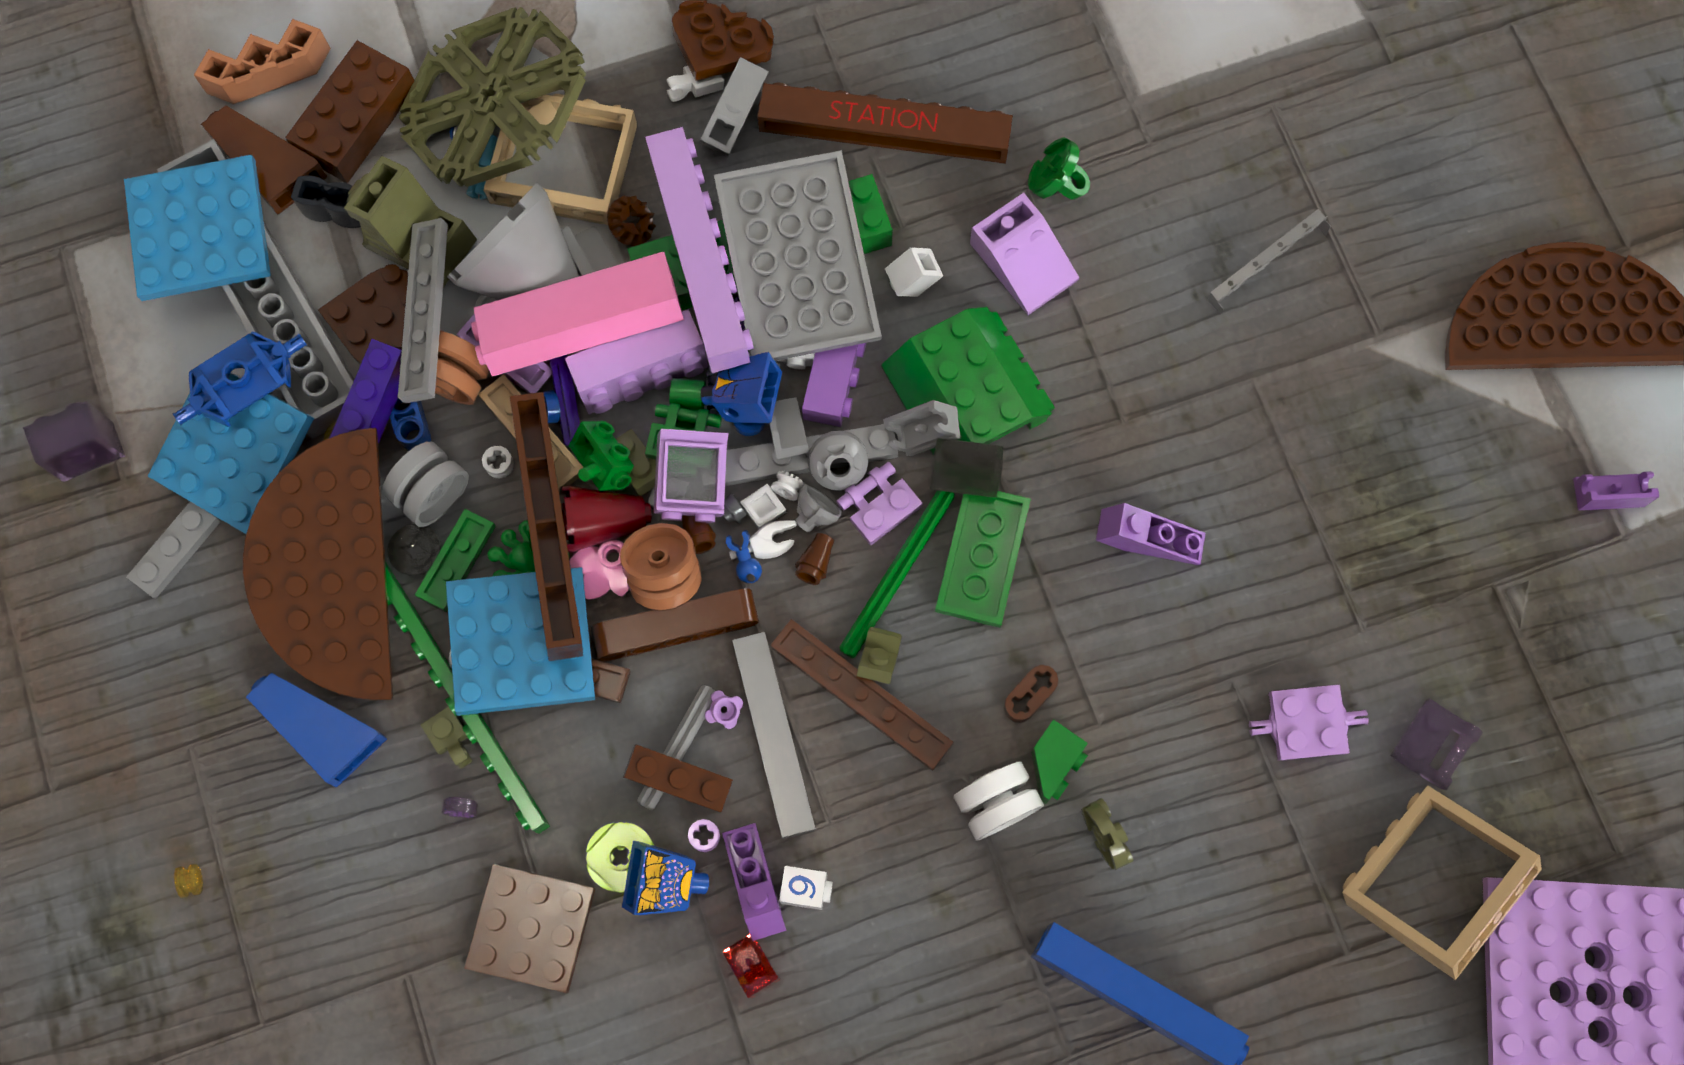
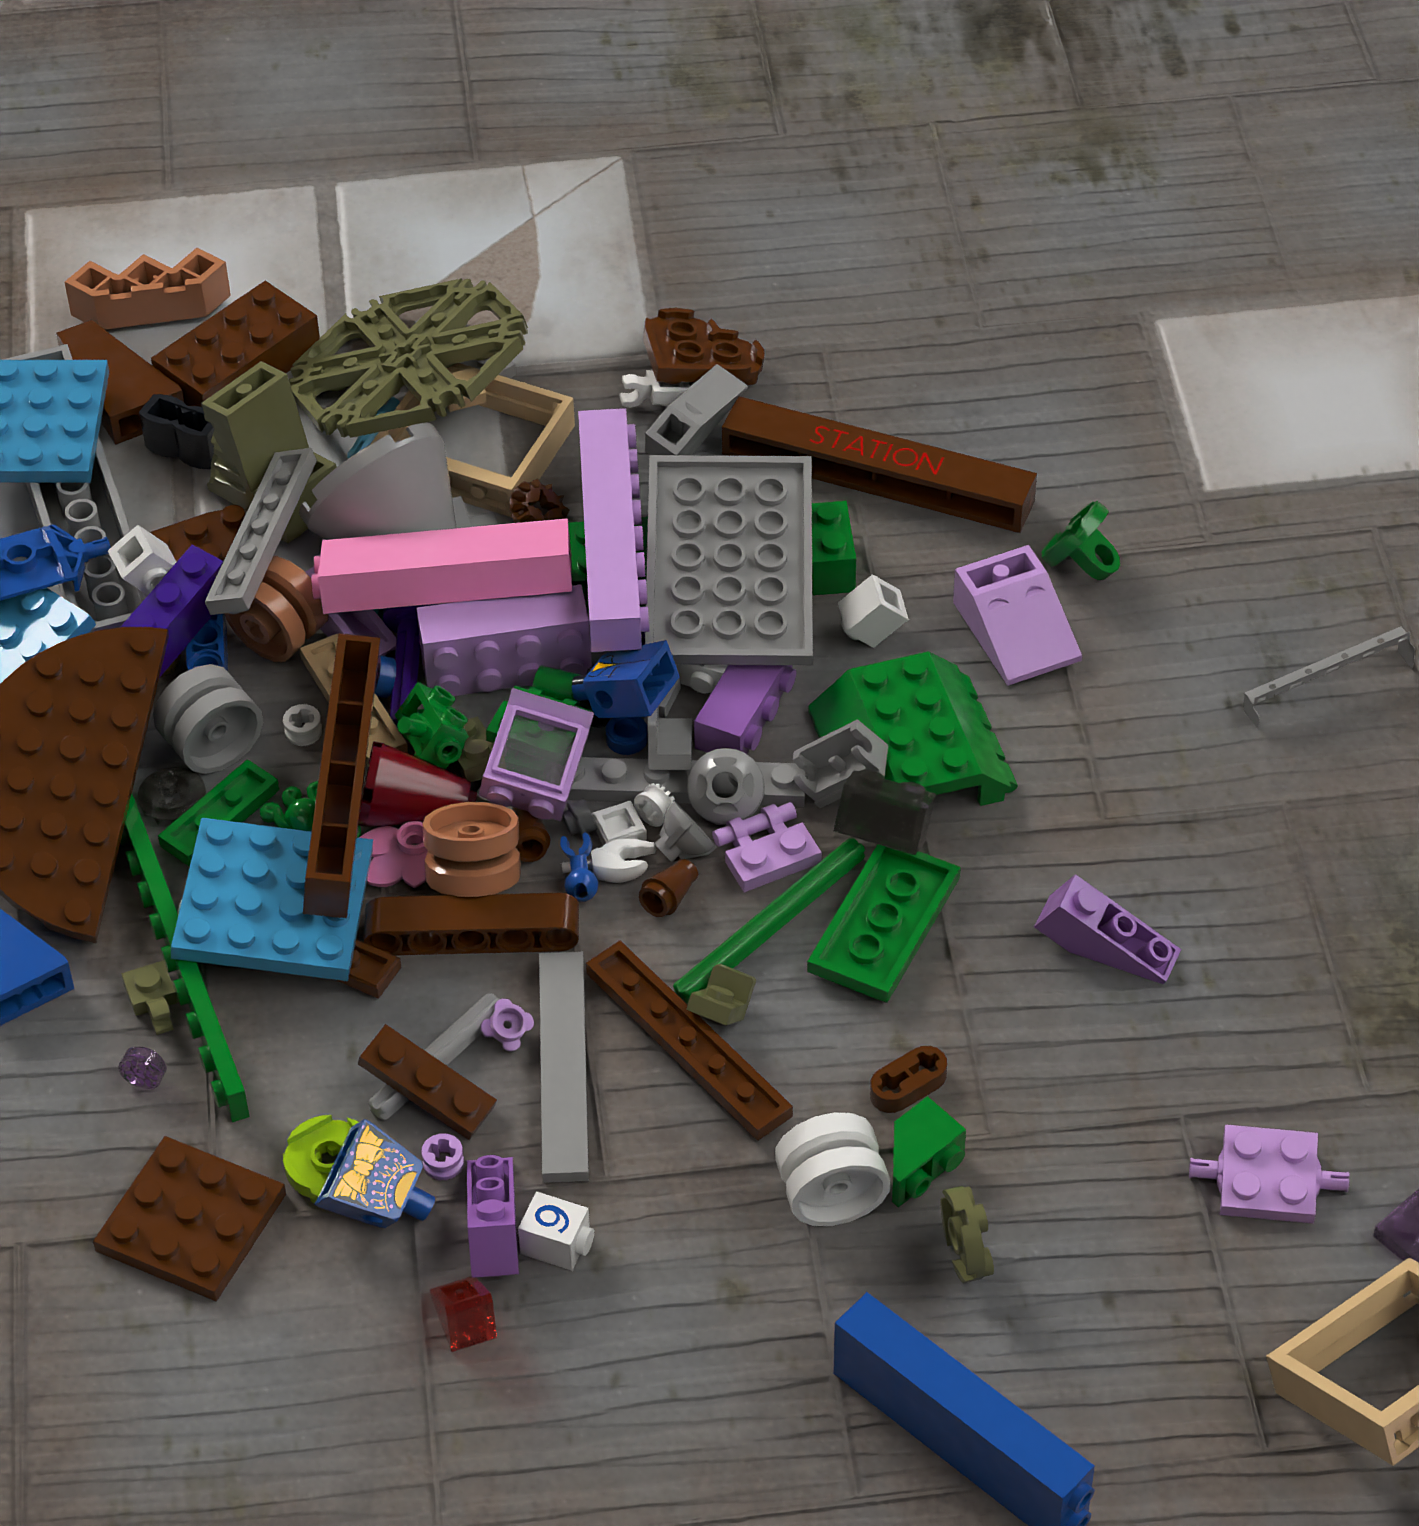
camera: 10 degrees right, 25 degrees down
(336, 358) = (142, 559): none -> white brick

